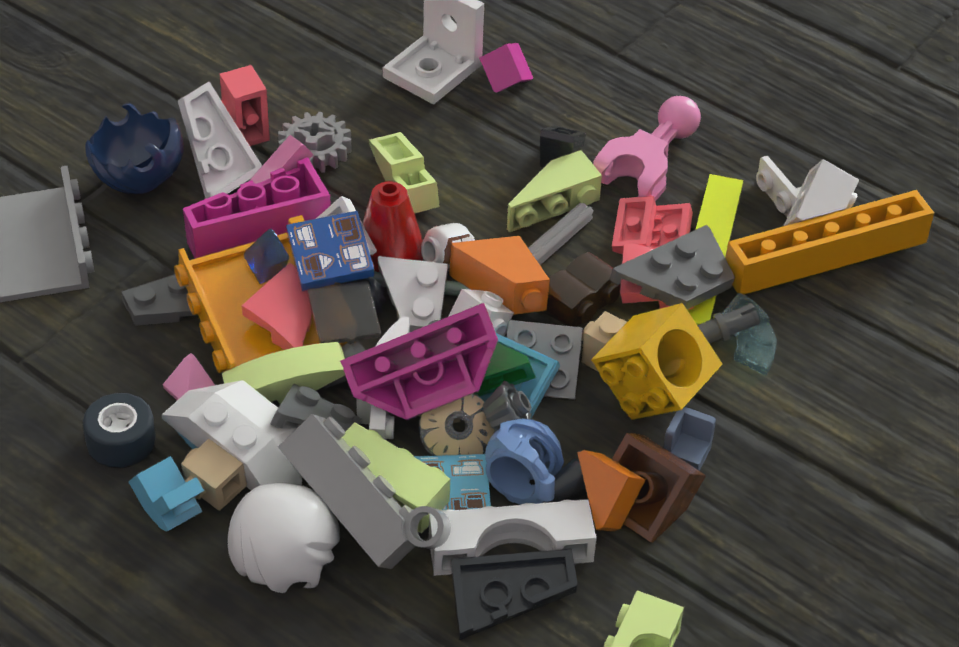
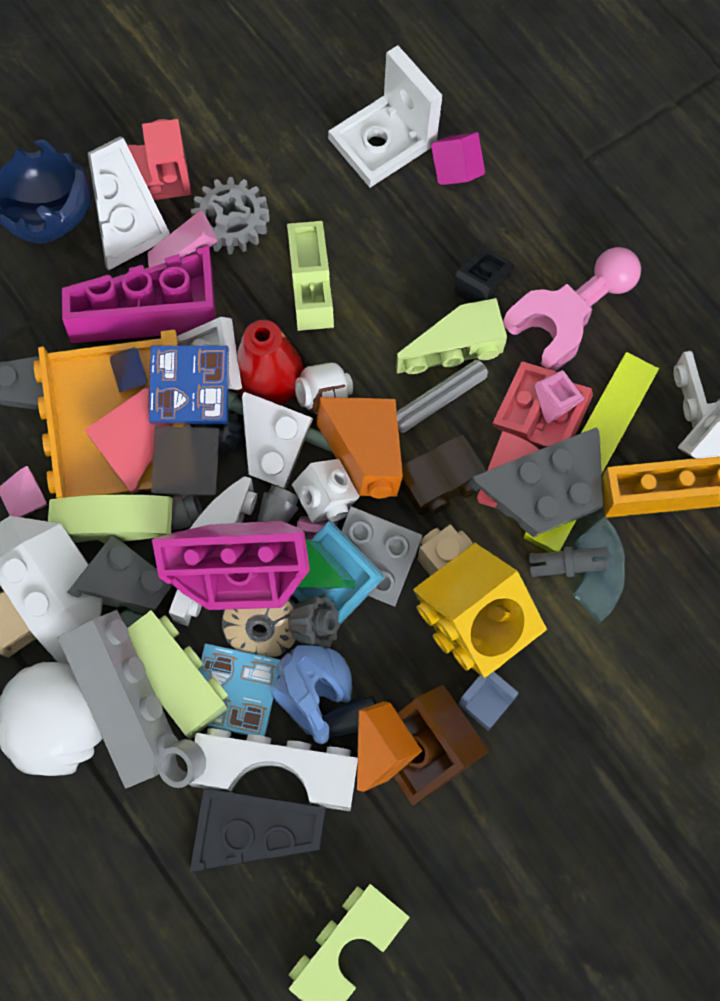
camera: 15 degrees right, 25 degrees up
(662, 212) = (557, 396): none -> bright pink slope

